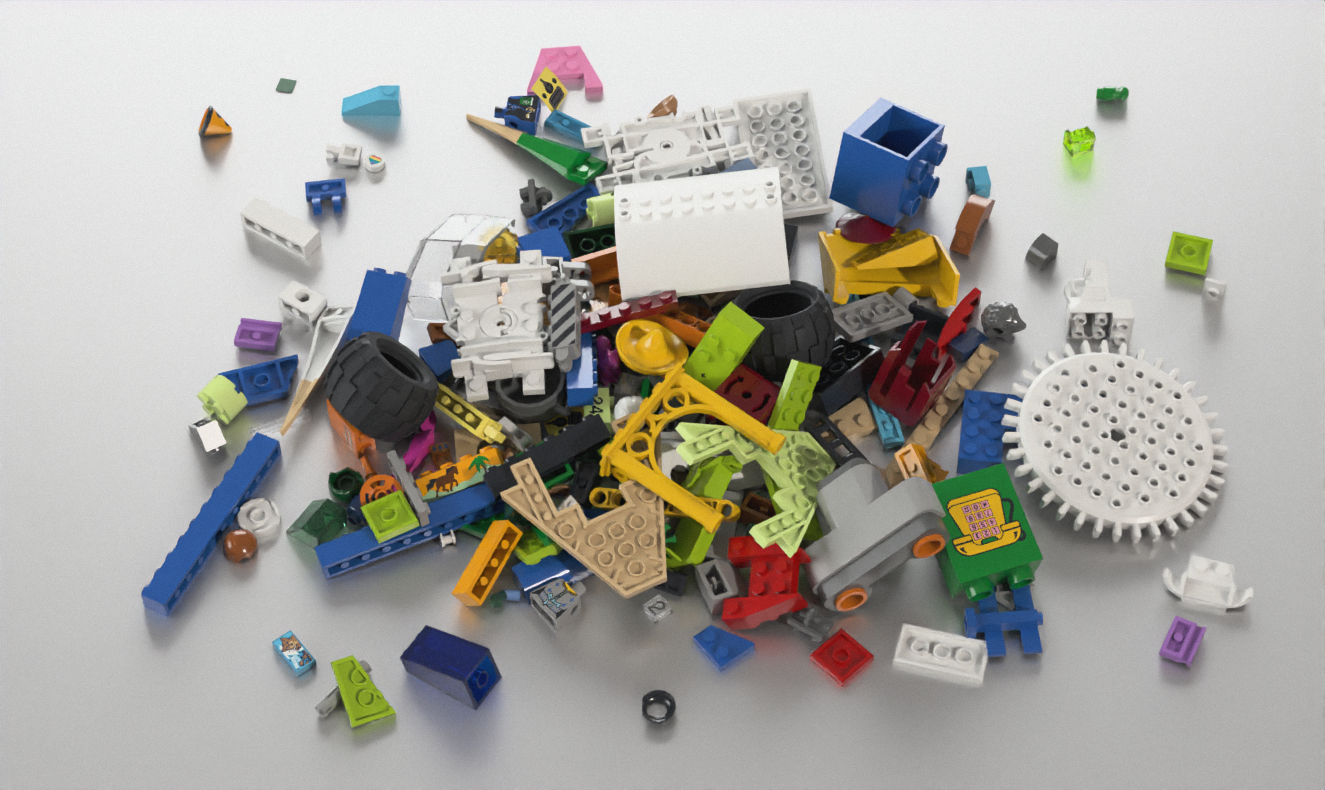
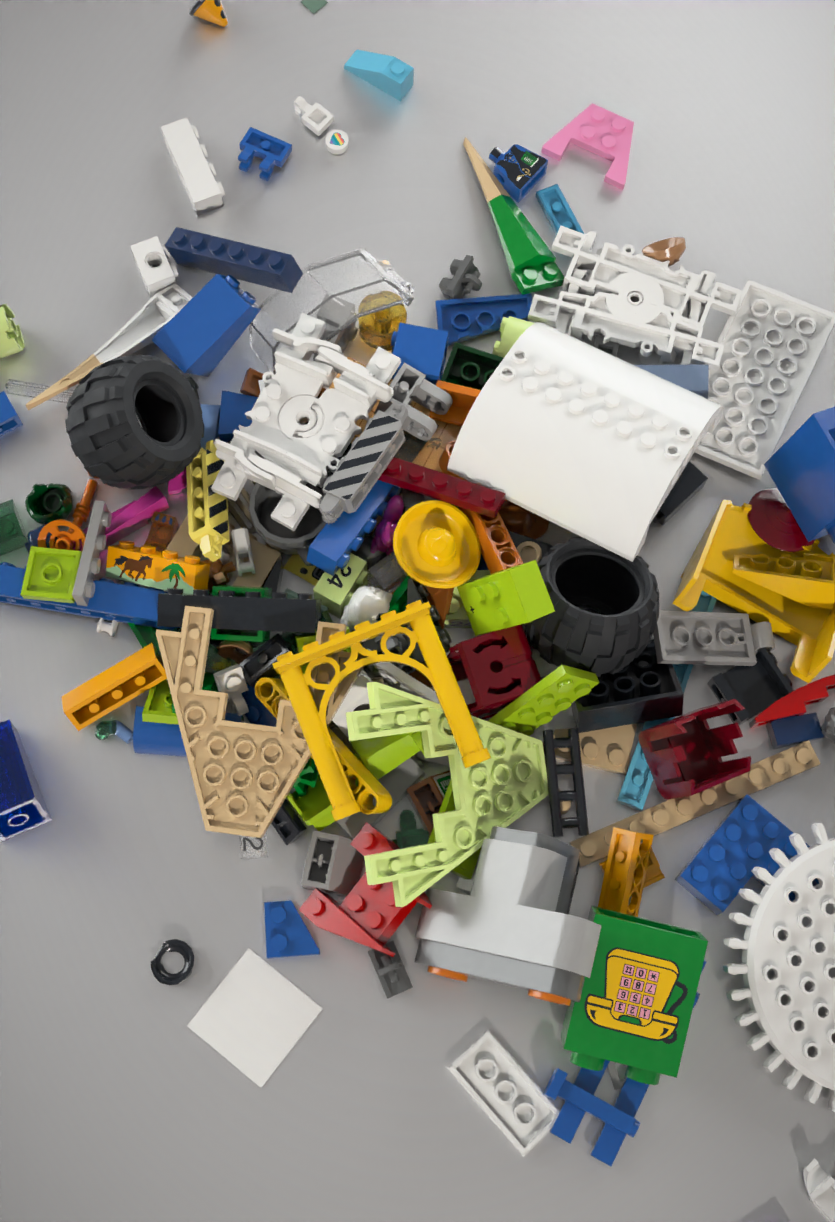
camera: 30 degrees right, 20 degrees up
(258, 334) = (89, 276): medium lavender plate -> none
(264, 380) = (57, 332): blue wing -> none
(352, 265) = (234, 258): none -> dark blue brick
(549, 89) = (563, 158): light yellow sticker -> none
(558, 602) = (158, 774): light grey torso -> none
(739, 710) = (254, 1017): none -> white sticker
(841, 657) = (398, 1026): red tile -> none

